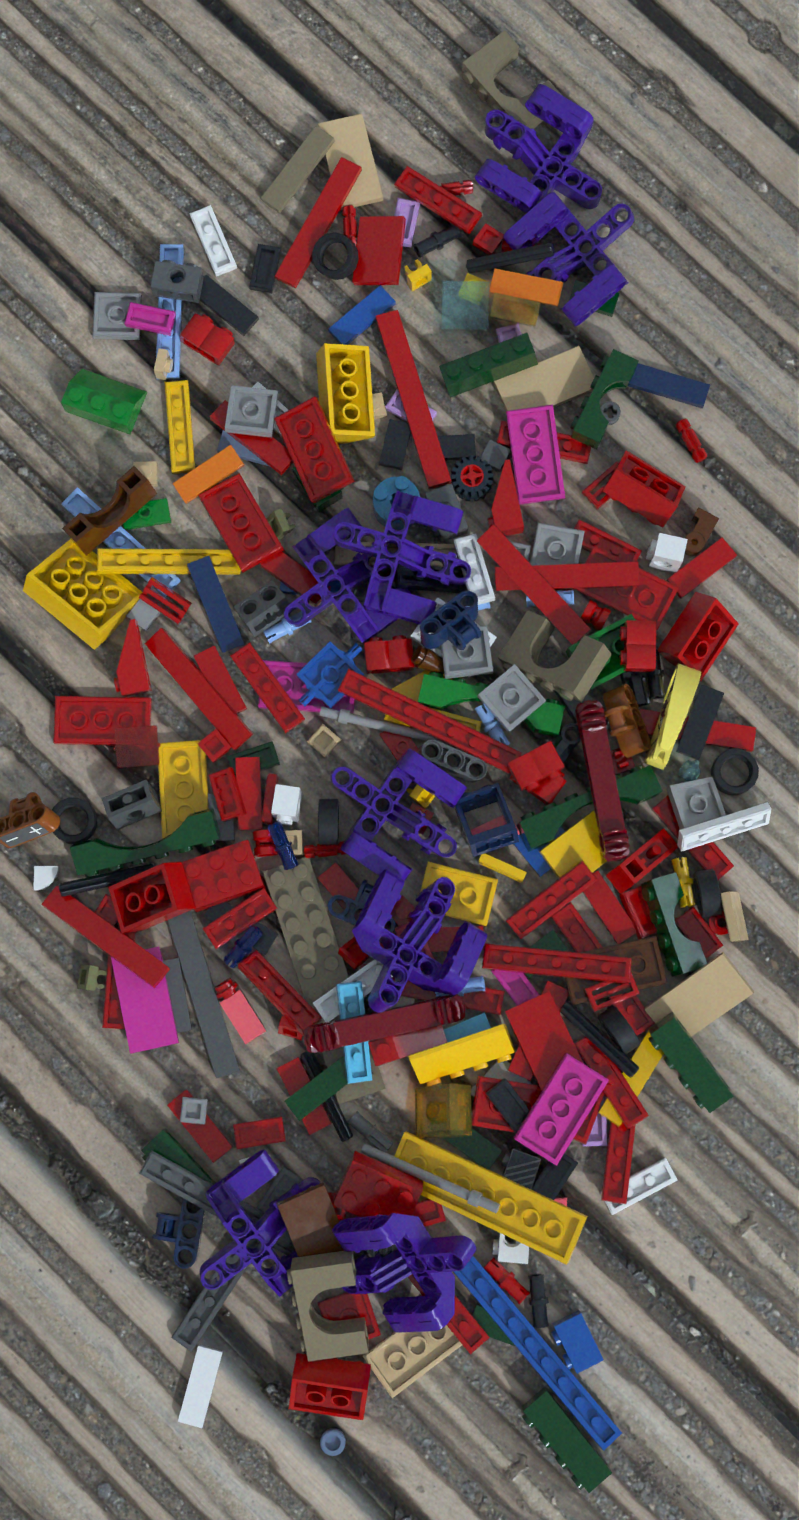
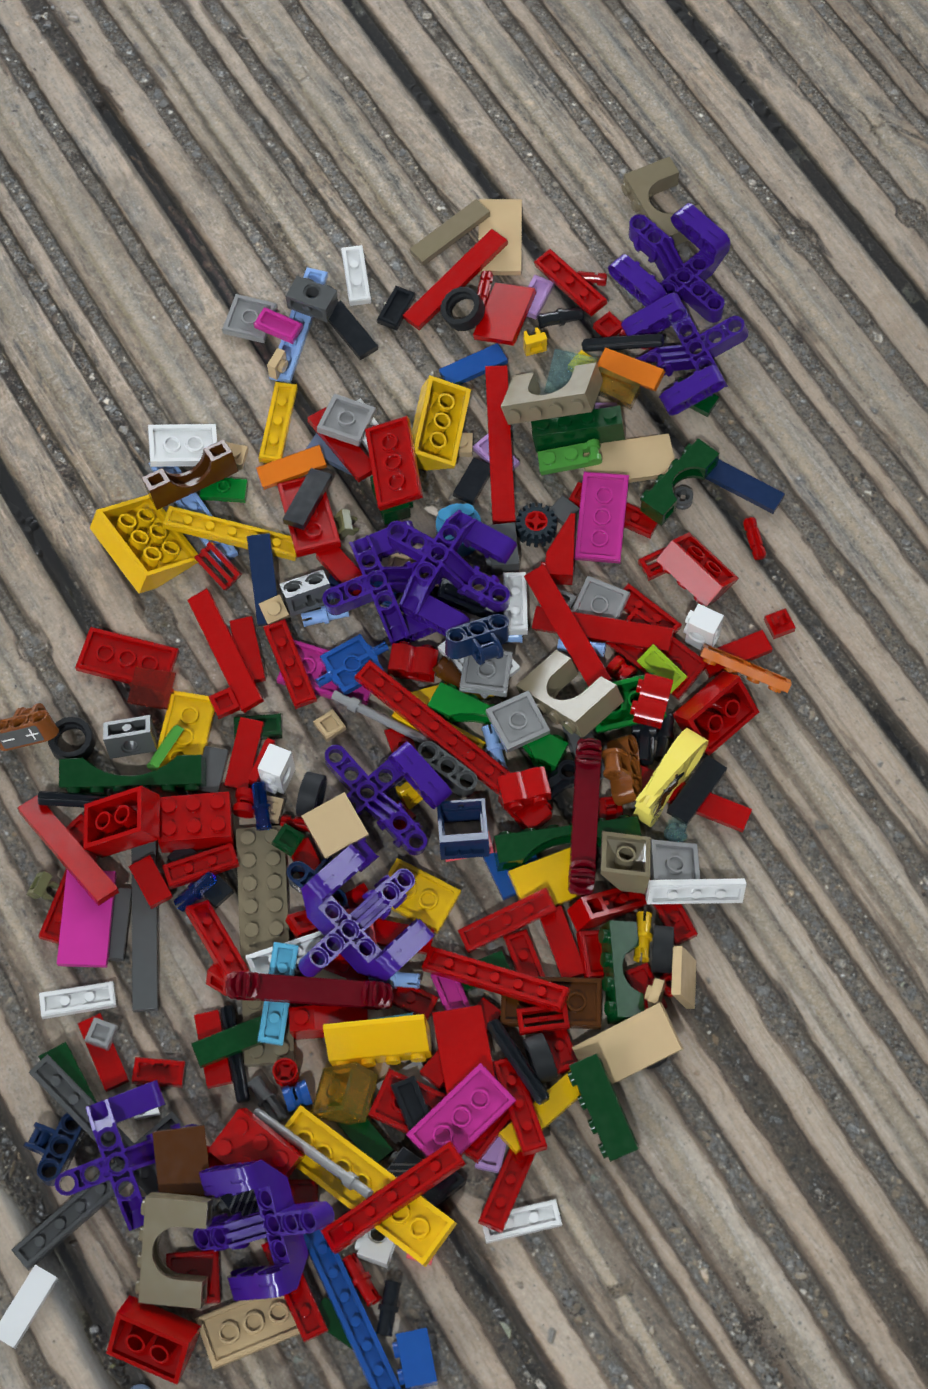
camera: 15 degrees right, 15 degrees down
(44, 876) = (28, 784): white tile -> none
(88, 476) = (179, 443): none -> white plate
(103, 400) = (214, 385): green slope -> none
(132, 666) = (169, 614): red slope -> none
(143, 614) = (194, 575): light grey tile -> none
(159, 1080) = (77, 1000): none -> white tile
(170, 808) = (164, 748): none -> bright green tile
(196, 947) = (150, 882): none -> red tile
(207, 338) = (325, 353): red brick -> none
(226, 988) = (167, 927): red plate -> none
(227, 794) = (222, 748): red plate -> none
(235, 507) = (307, 499): none -> black tile
(235, 635) = (274, 610): none -> tan plate
(243, 1017) = (176, 959): coral tile -> none
(318, 871) = (288, 839): none -> dark green tile
(364, 854) = (334, 825): none -> tan tile
(381, 1103) = (283, 1068): none -> red wheel
(402, 1119) = (302, 1094): none -> blue wheel
(457, 446) = (529, 493): black tile -> none
(480, 339) = (578, 396): none -> dark tan arch
(486, 396) = (569, 457): none -> bright green plate
(502, 867) = (467, 879): yellow tile -> none
(523, 1204) = (393, 1197): none -> red tile
(636, 604) = (656, 662): none -> lime tile
(652, 814) = (626, 861): none -> dark tan slope
(701, 532) = (739, 624): reddish brown leg -> none
(710, 939) = (655, 992): none -> tan plate
(723, 585) = (753, 672): none -> orange plate
(736, 525) = (779, 623): none -> red tile
(748, 759) = (725, 828): black tyre -> none

